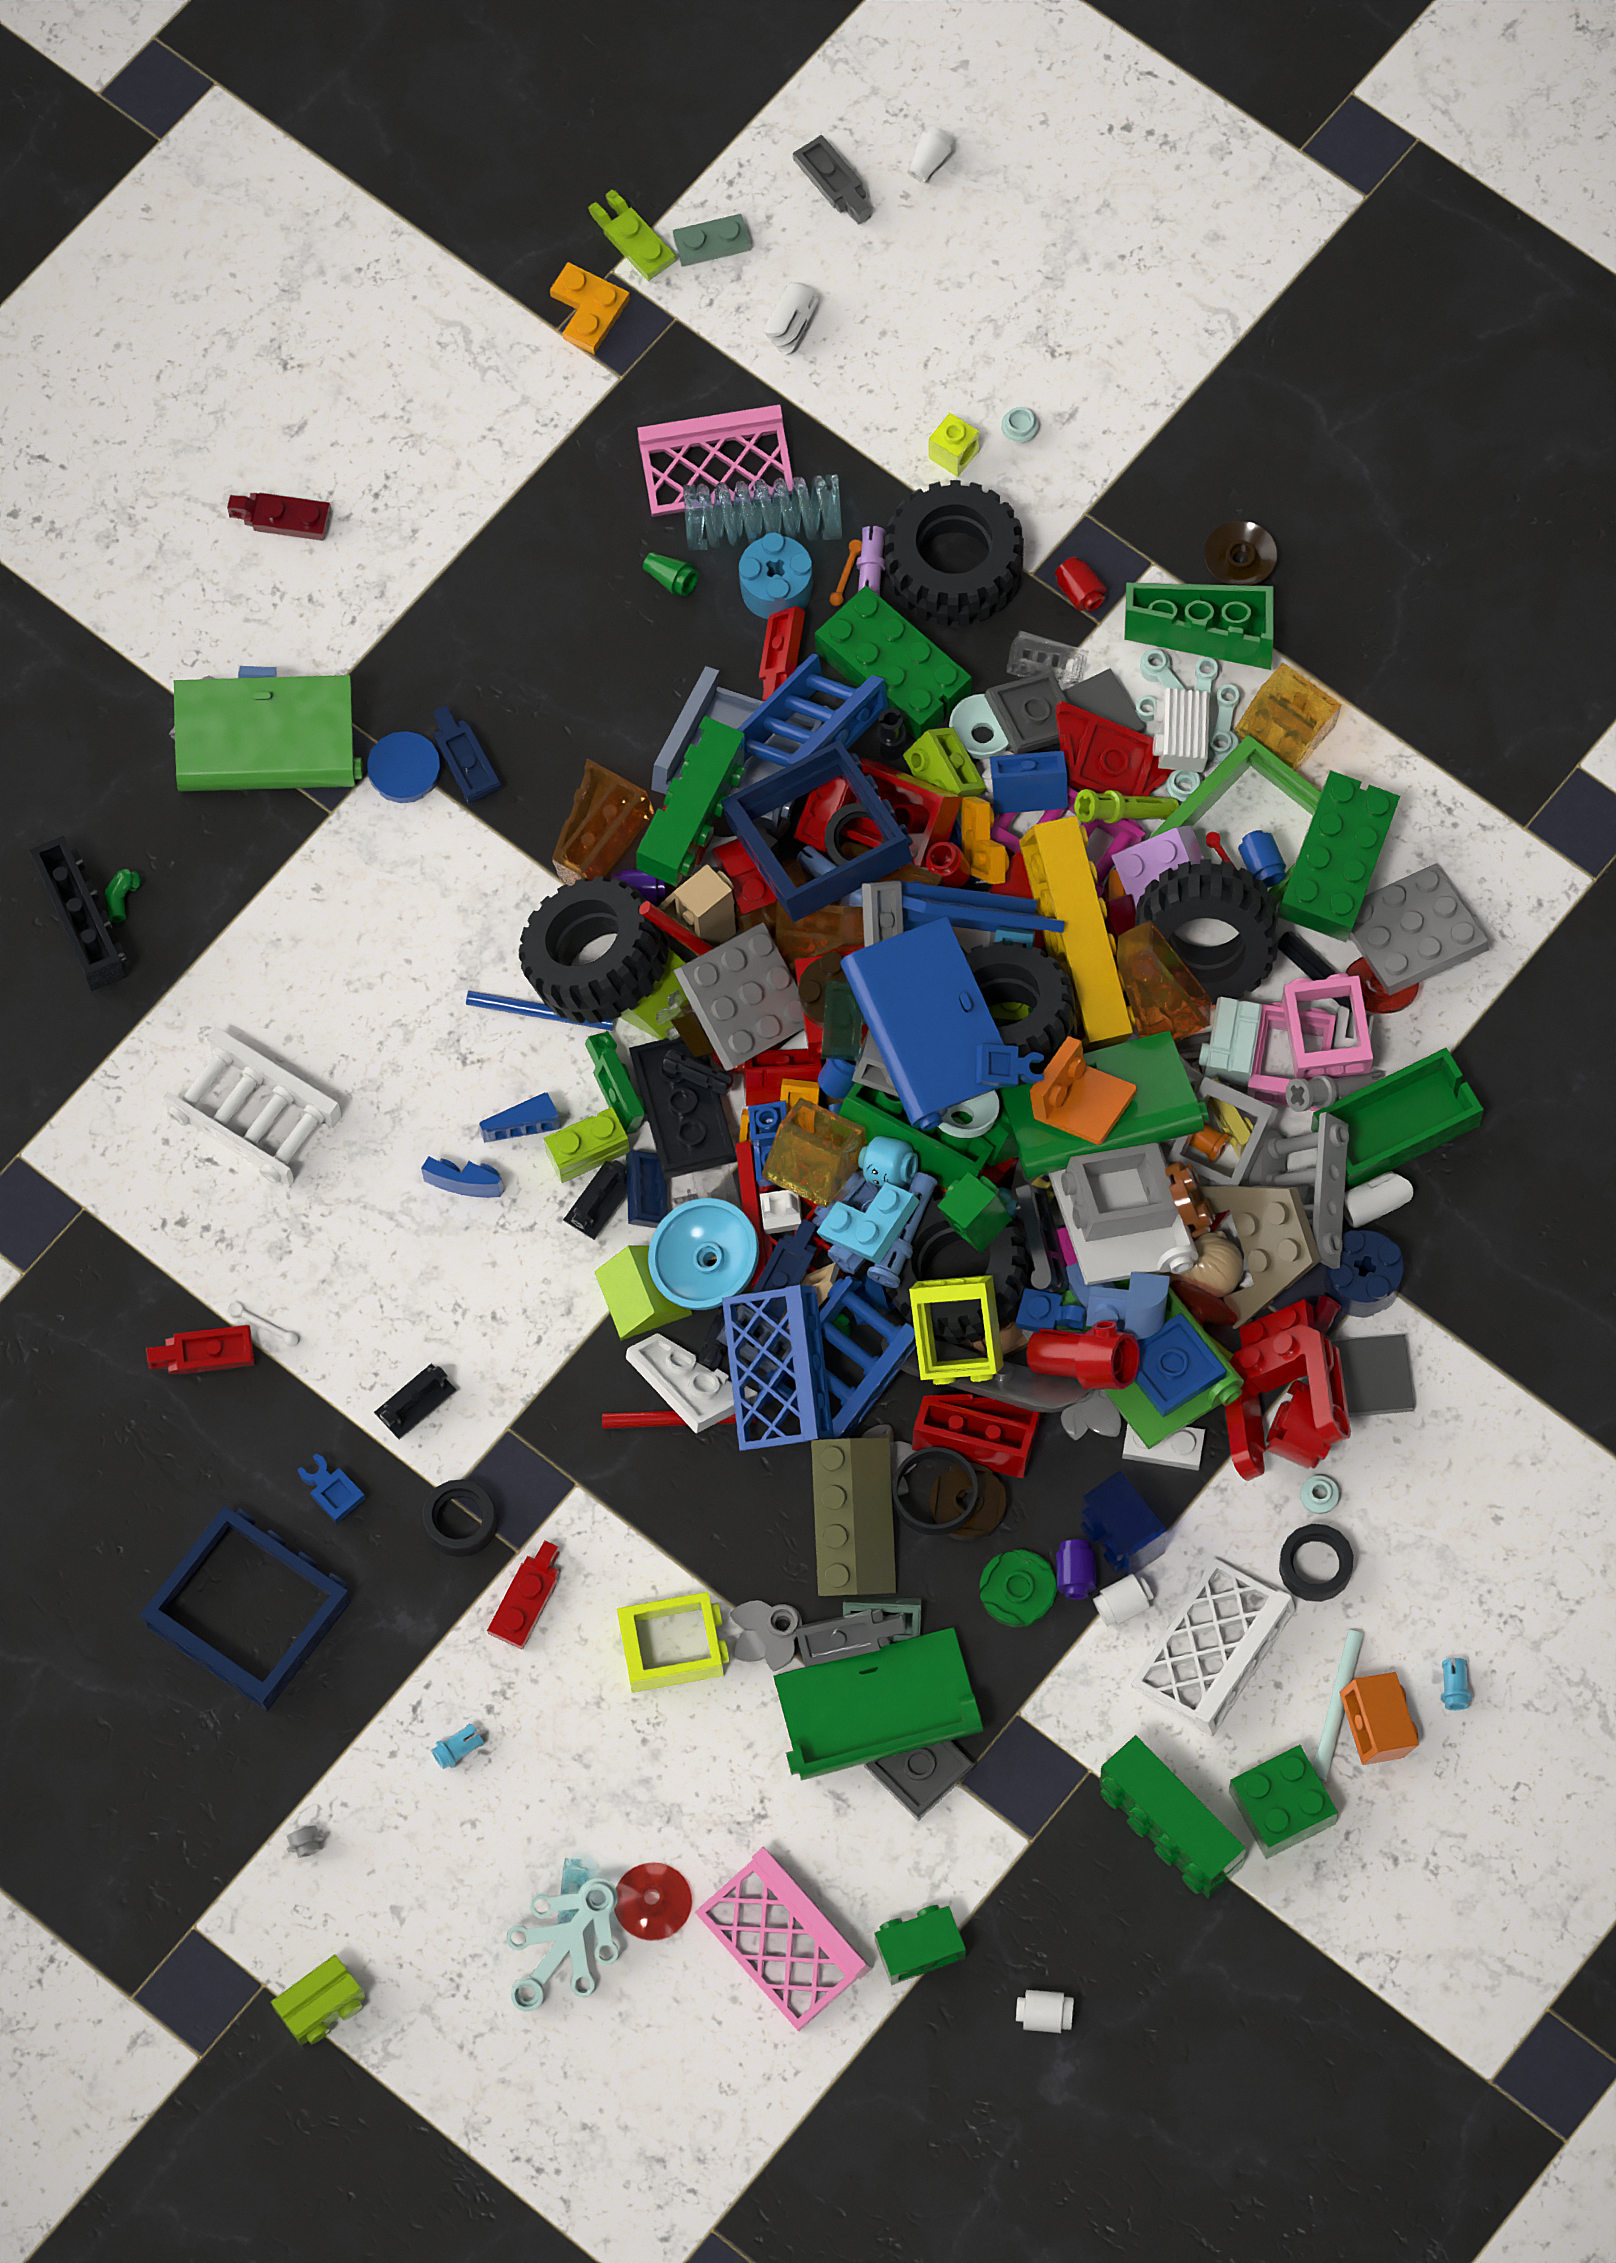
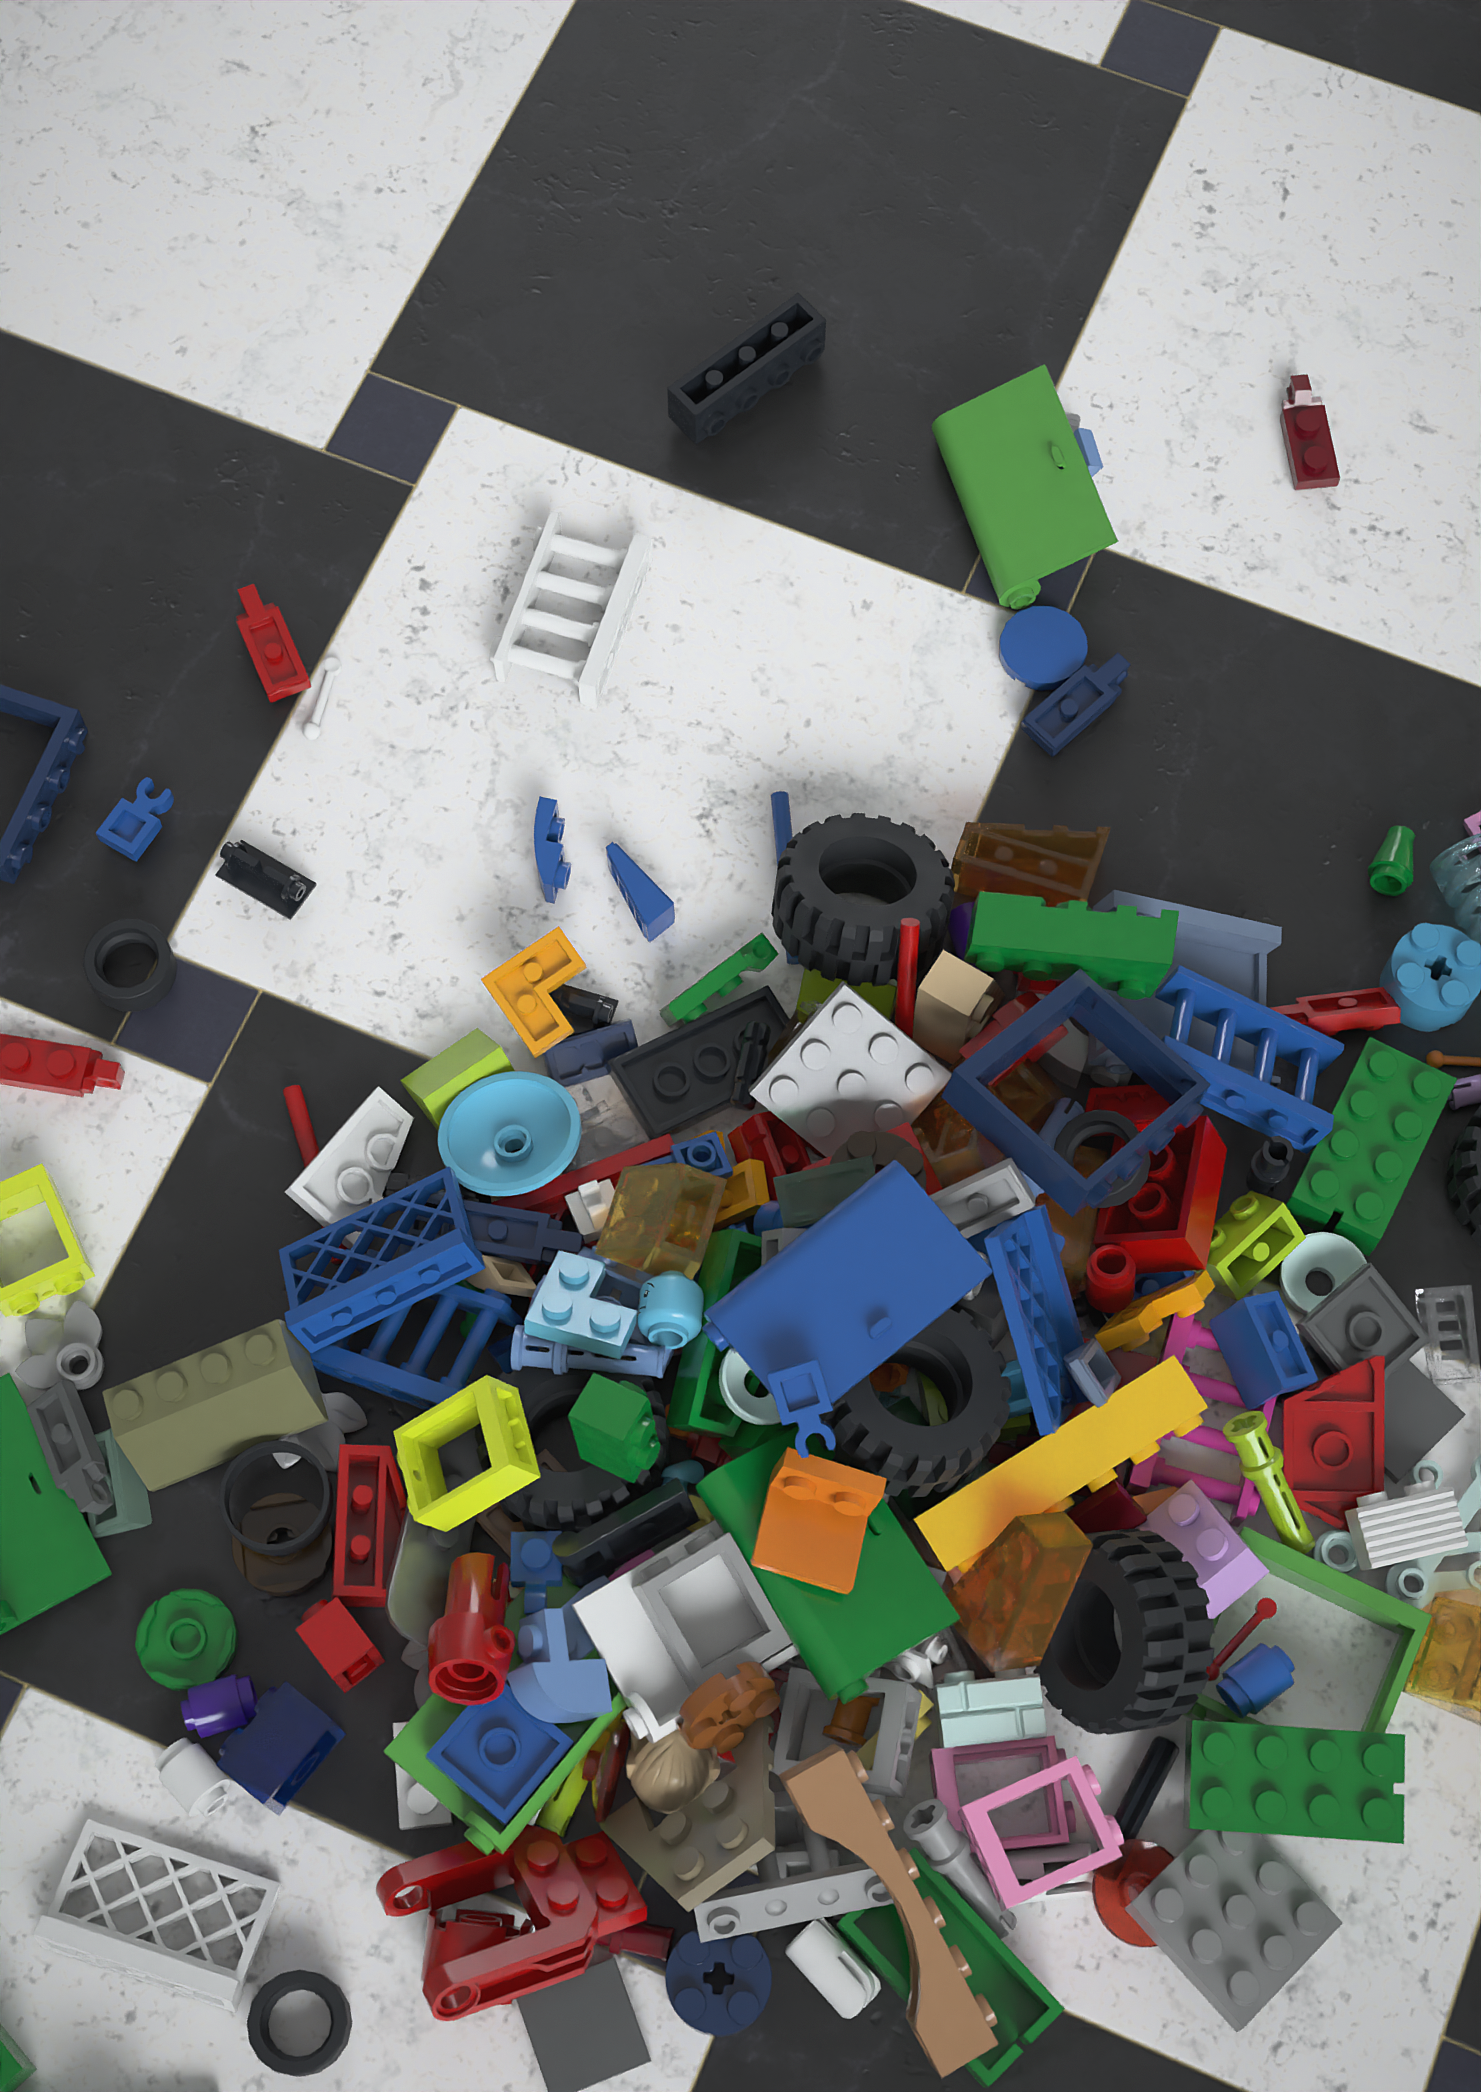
camera: 70 degrees right, 0 degrees up
(116, 890) = (790, 405): green arm -> none
(586, 1145) = (626, 970): lime brick -> none
(591, 1216) = (524, 986): none -> light orange plate
(1025, 889) = (1093, 1372): none -> sand blue slope
(1058, 1468) = (339, 1643): none -> red brick
(1315, 1505) = (409, 2014): light aqua plate -> none
(1425, 1116) = (940, 2007): none -> medium nougat arch

